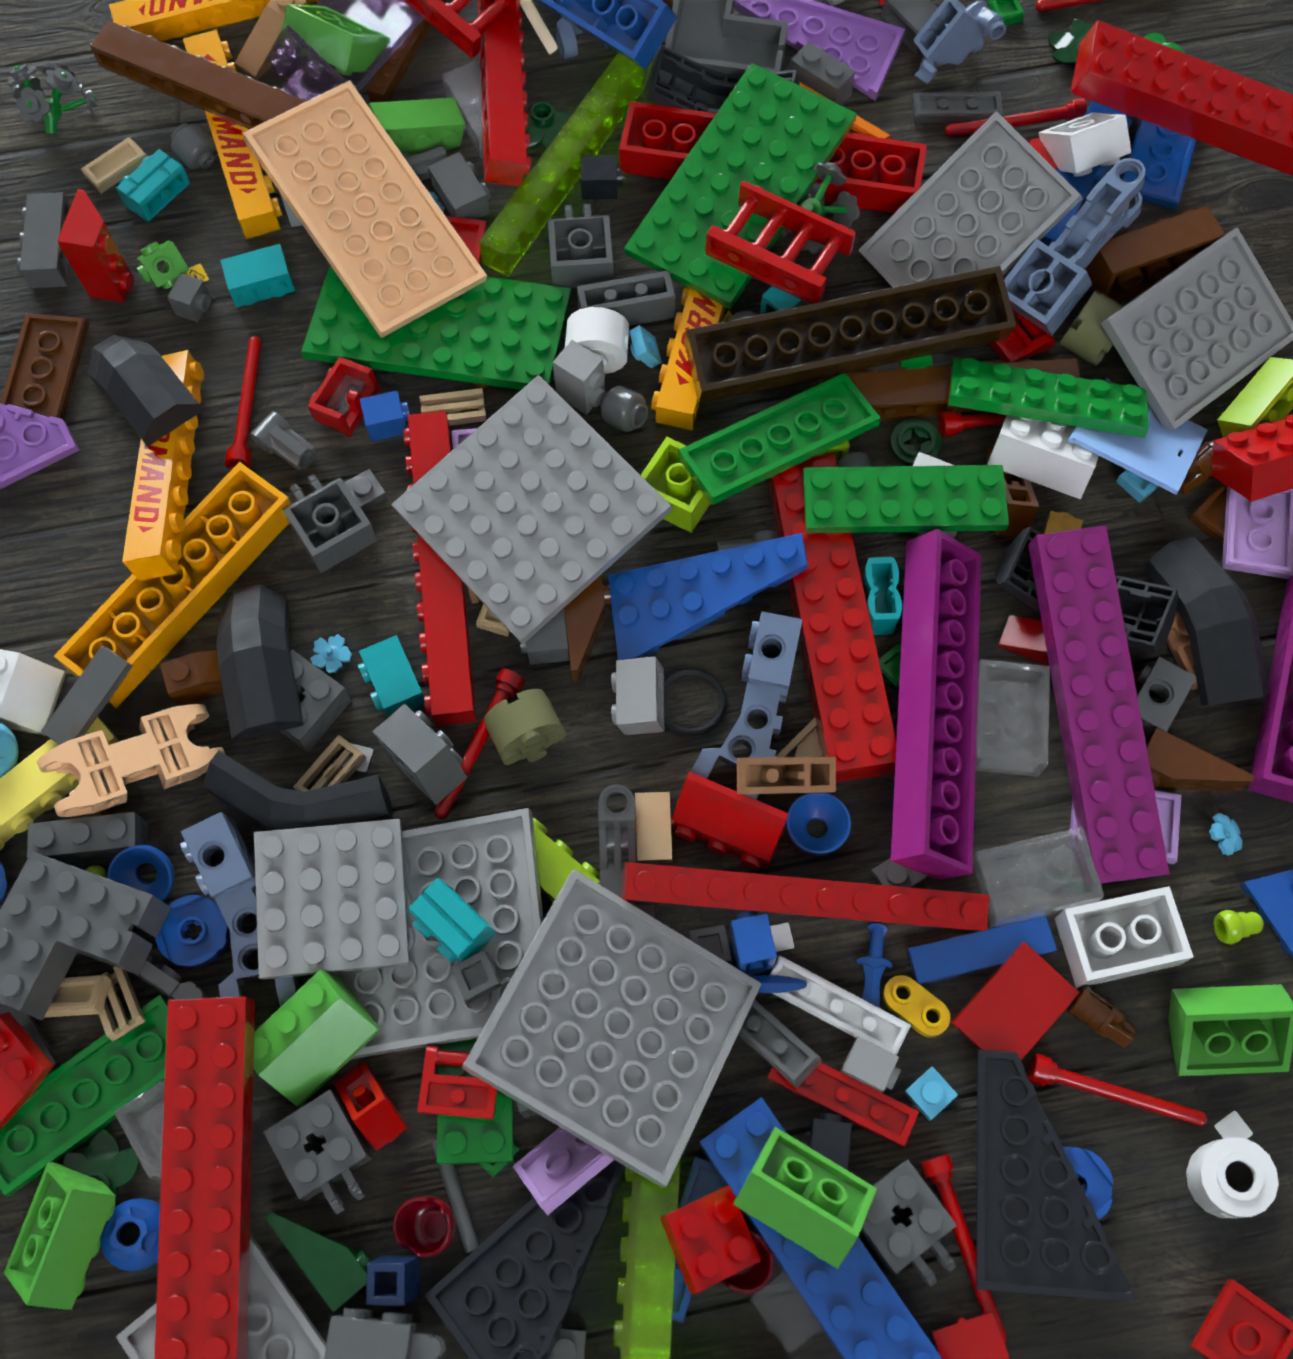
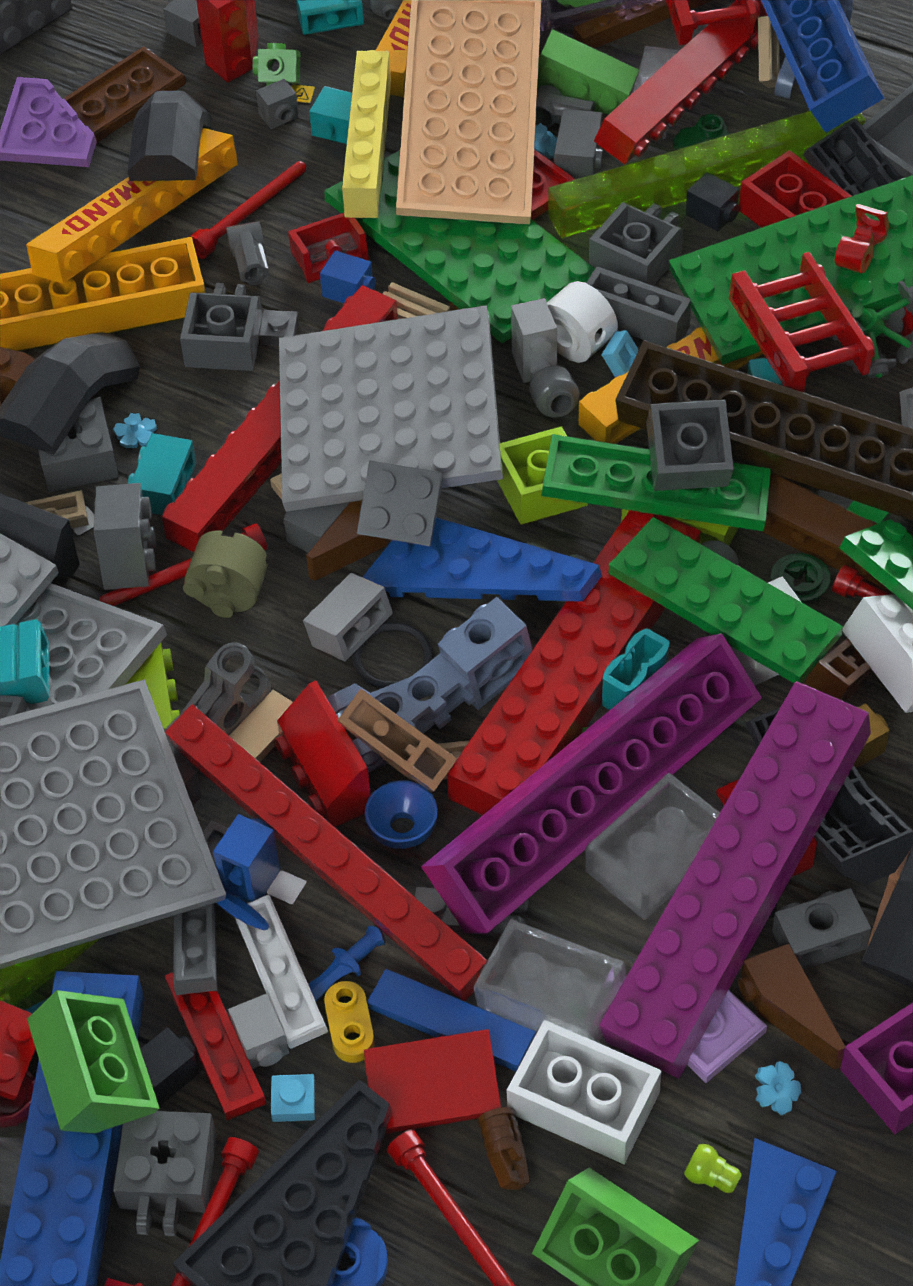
camera: 40 degrees right, 15 degrees down
(302, 282) = (367, 135): none -> light yellow brick
(614, 581) = (400, 503): none -> dark grey plate
(766, 157) = (857, 251): none -> red leg
(796, 395) = (689, 445): none -> dark grey brick

